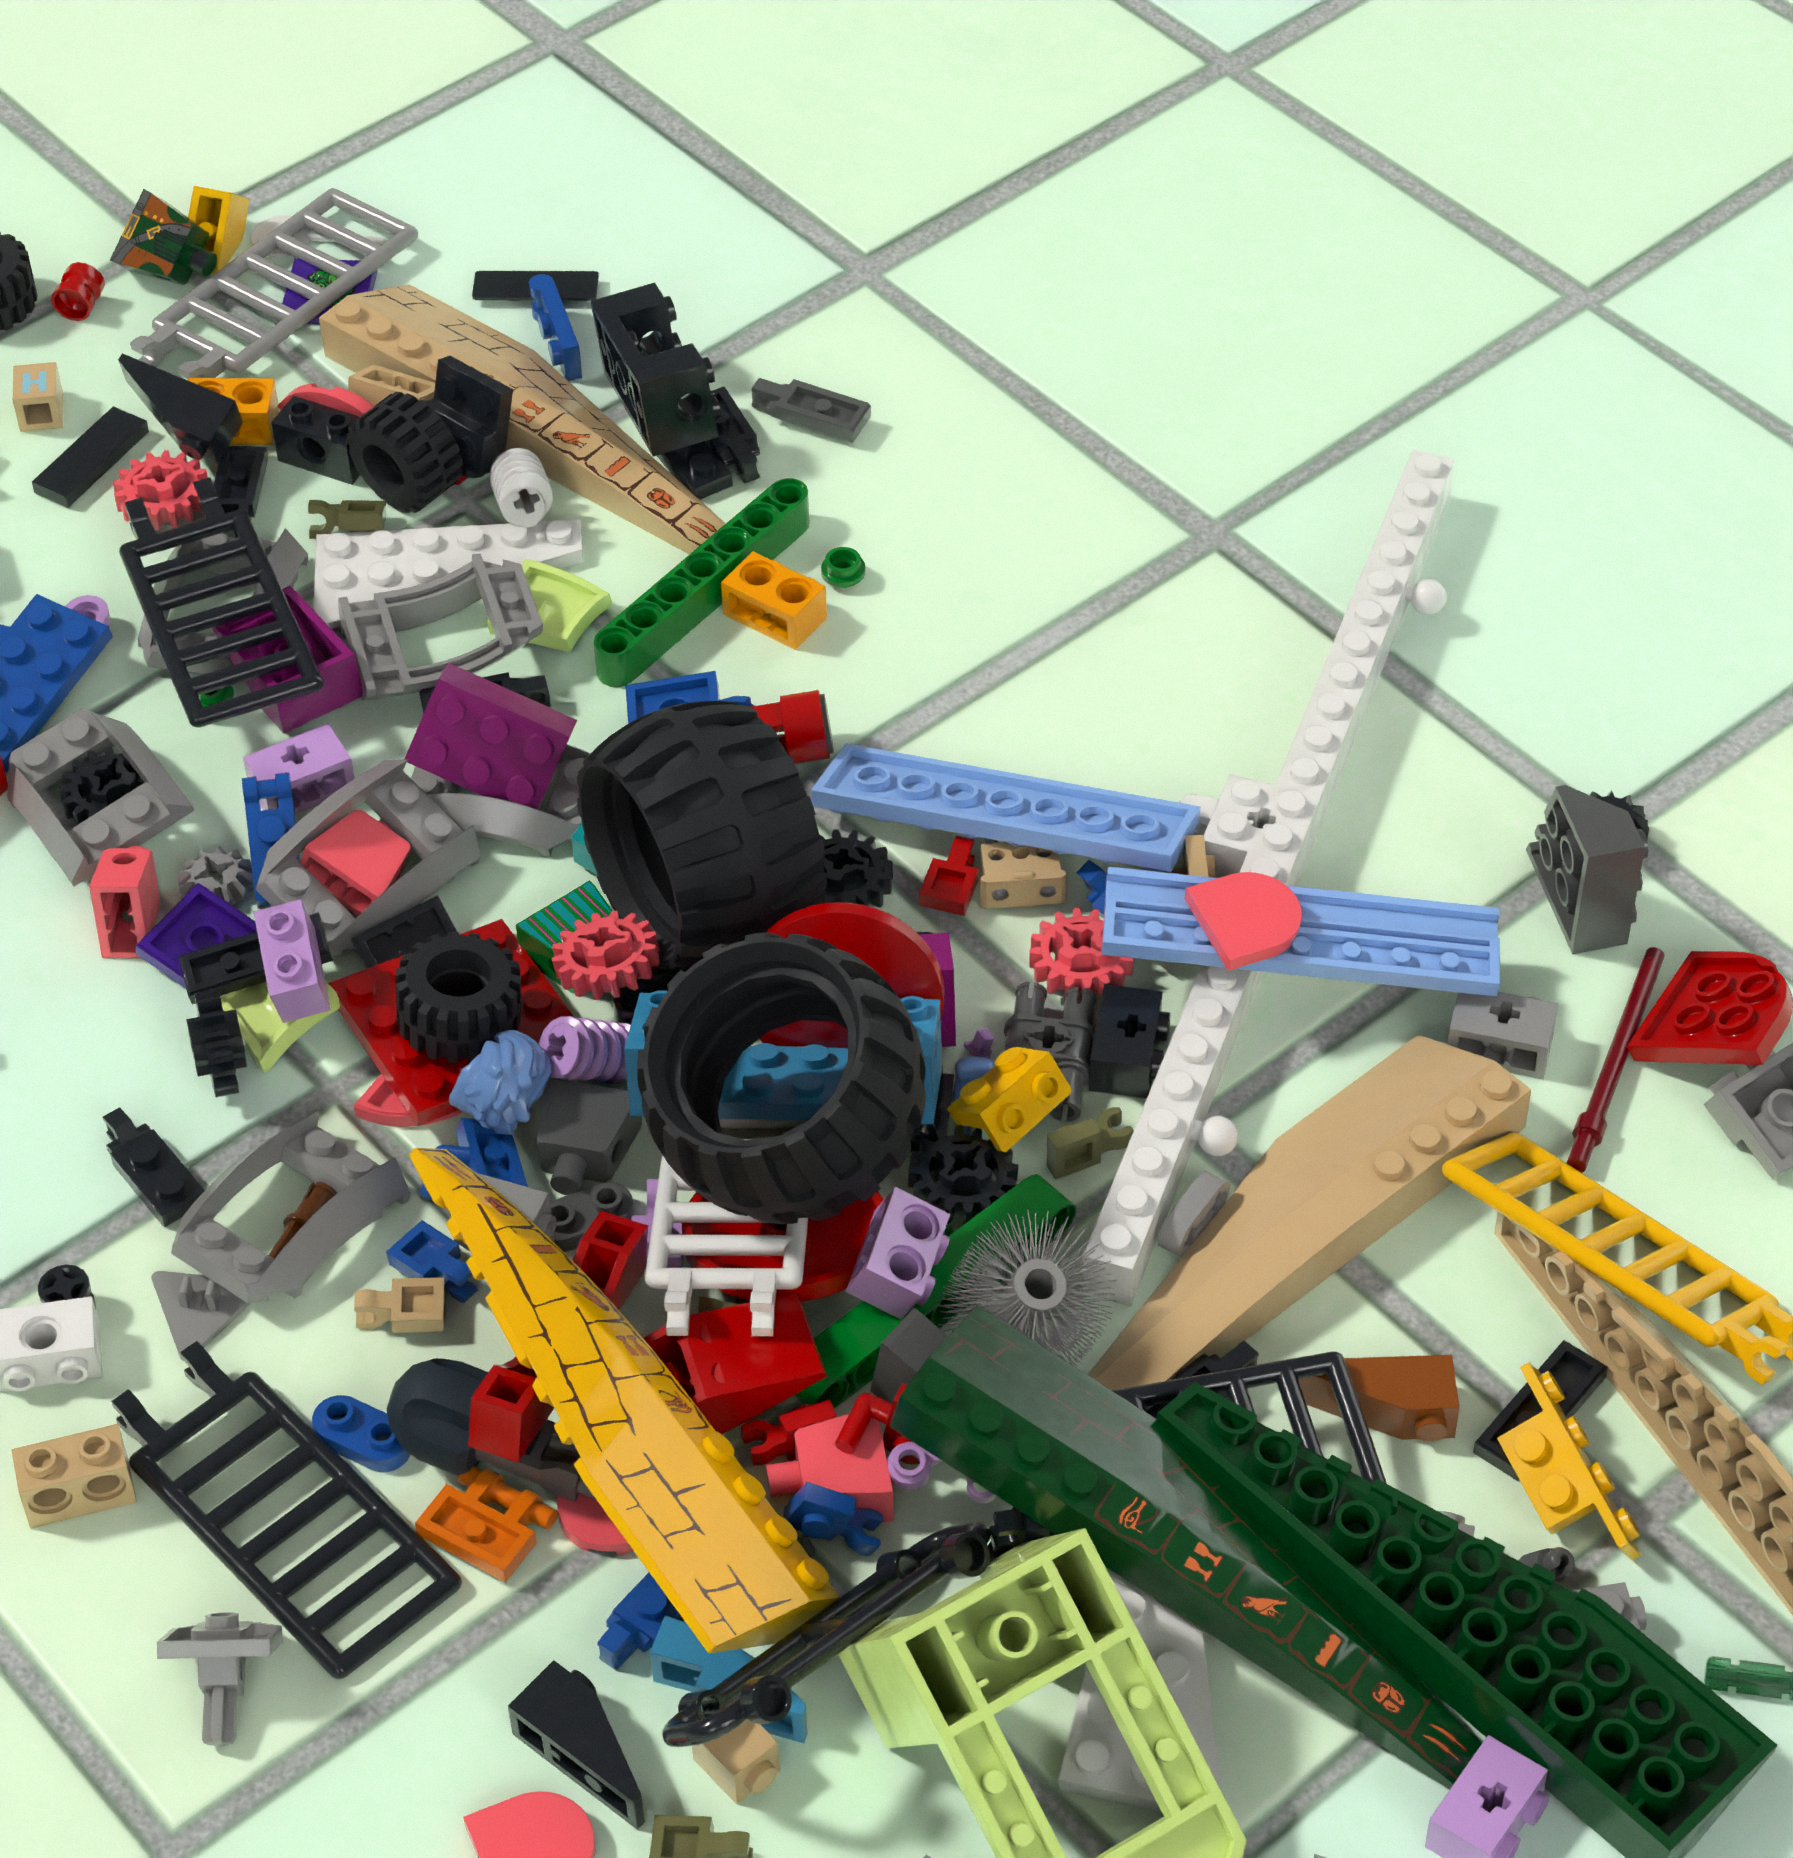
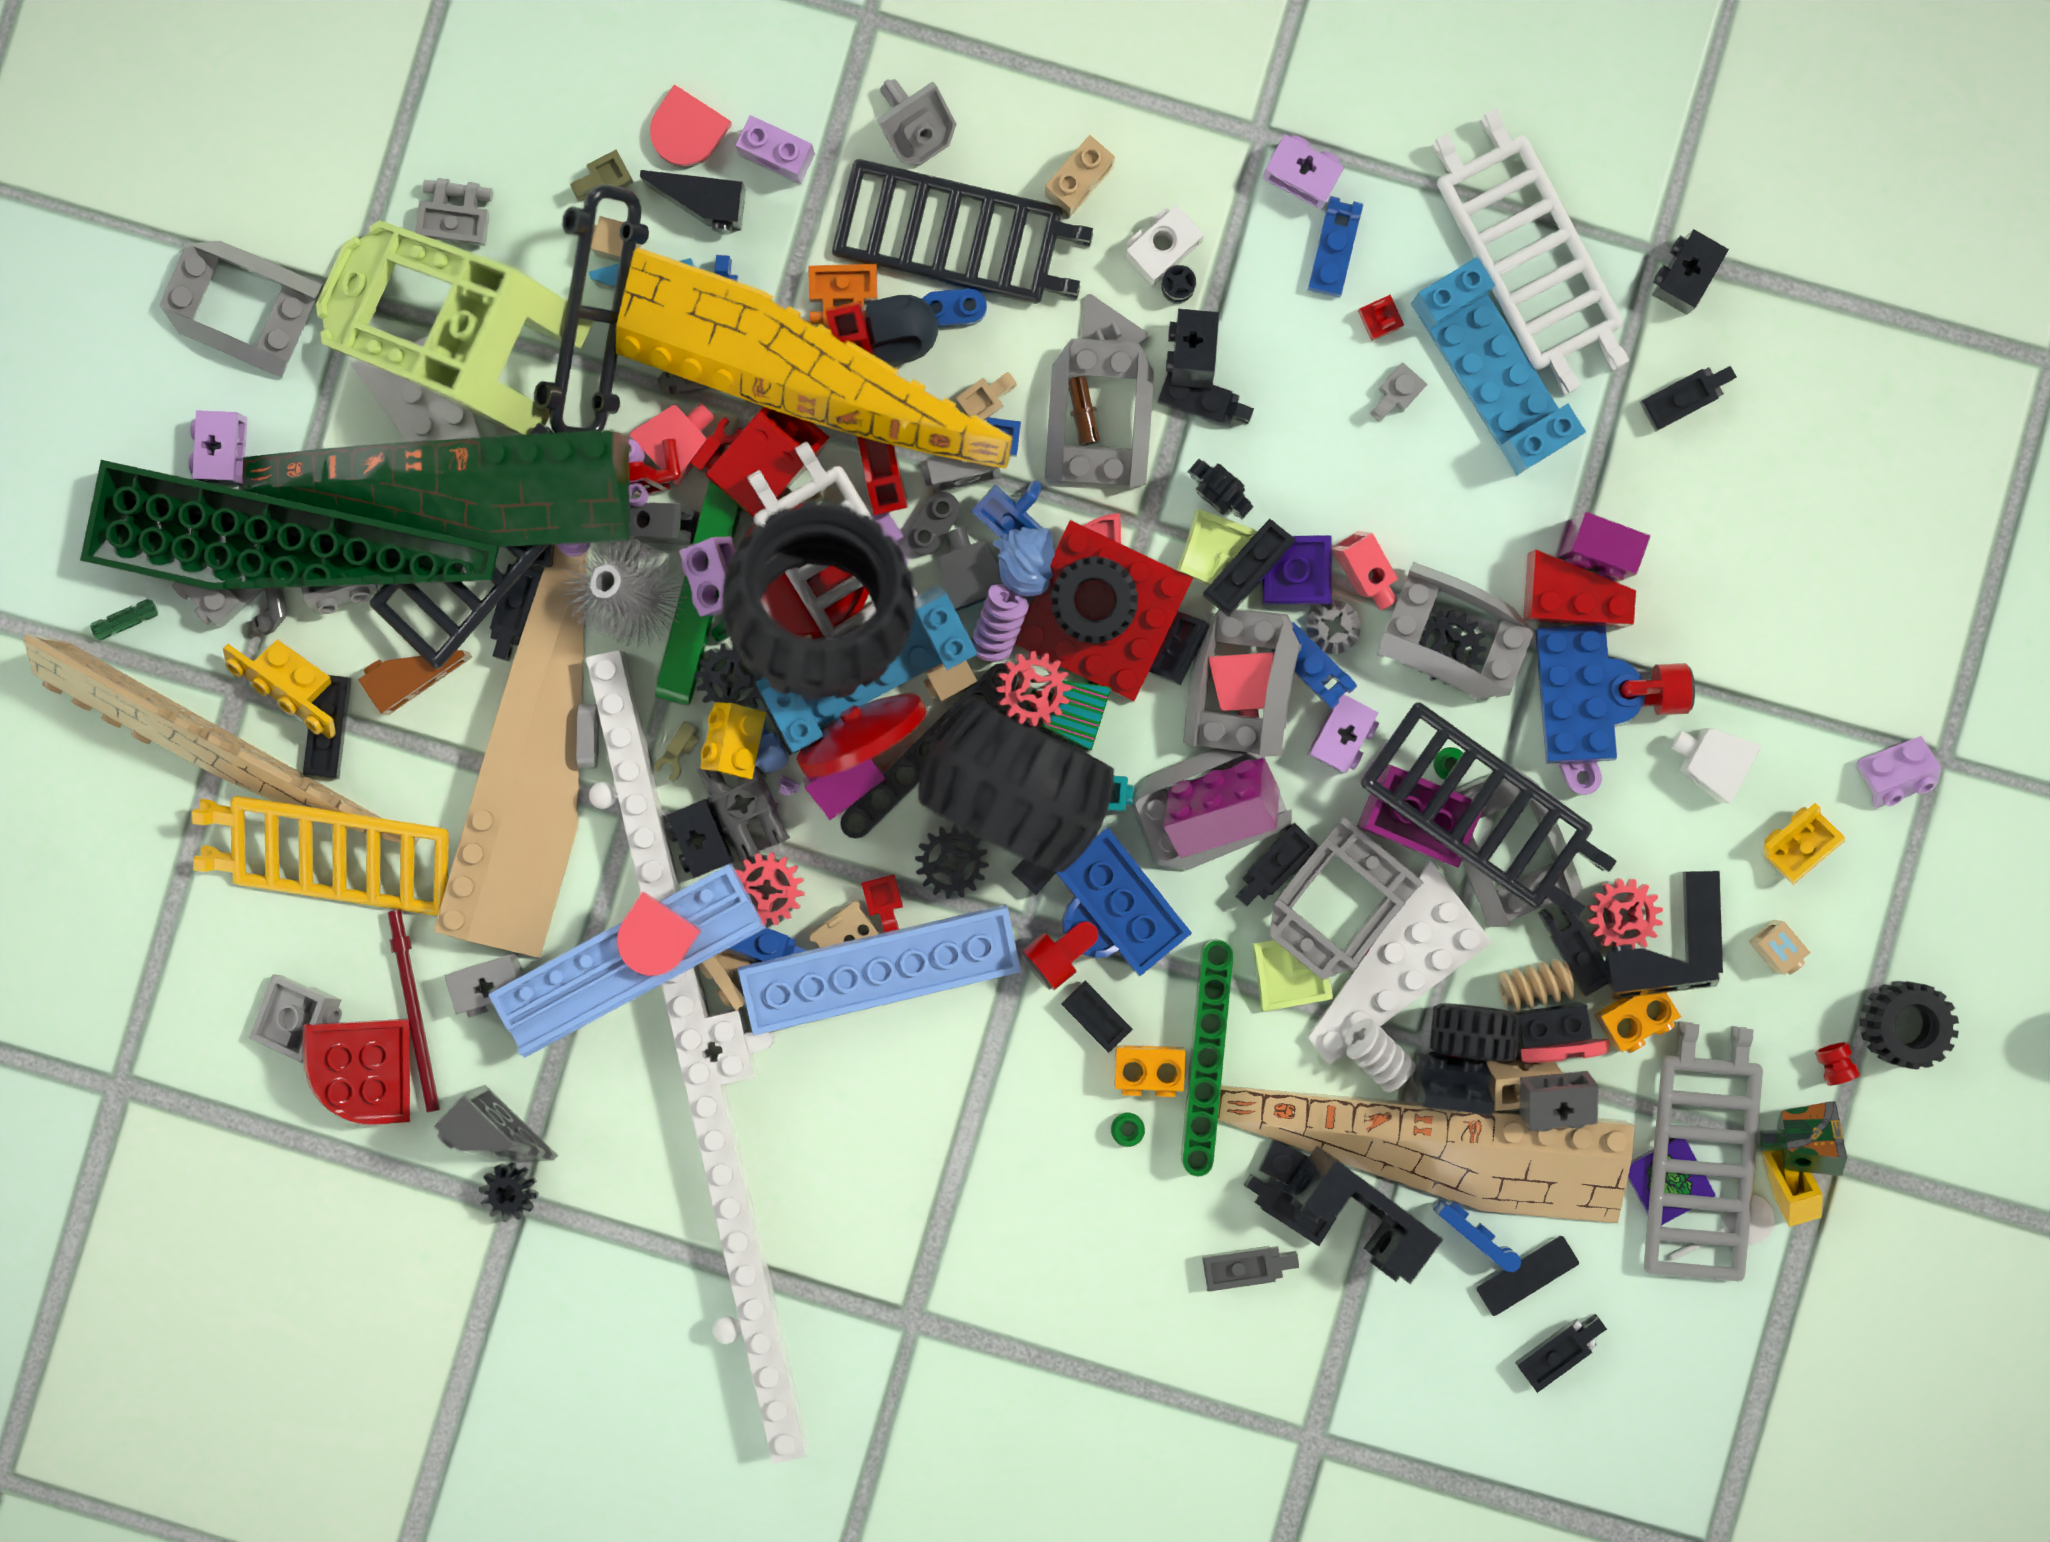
camera: 150 degrees right, 40 degrees up
(112, 1205) = (1197, 365): none -> black brick
(291, 961) = (1211, 560): lavender brick -> none
(304, 476) = (1535, 984): none -> tan piece
(349, 515) = (1477, 973): olive plate -> none
(373, 352) = (1559, 1101): none -> dark grey brick
(432, 1736) = (775, 149): none -> lavender brick
(555, 217) = (1560, 1352): none -> black hinge
(792, 664) = (1096, 1016): none -> black plate
(825, 1513) = (660, 401): blue plate -> none

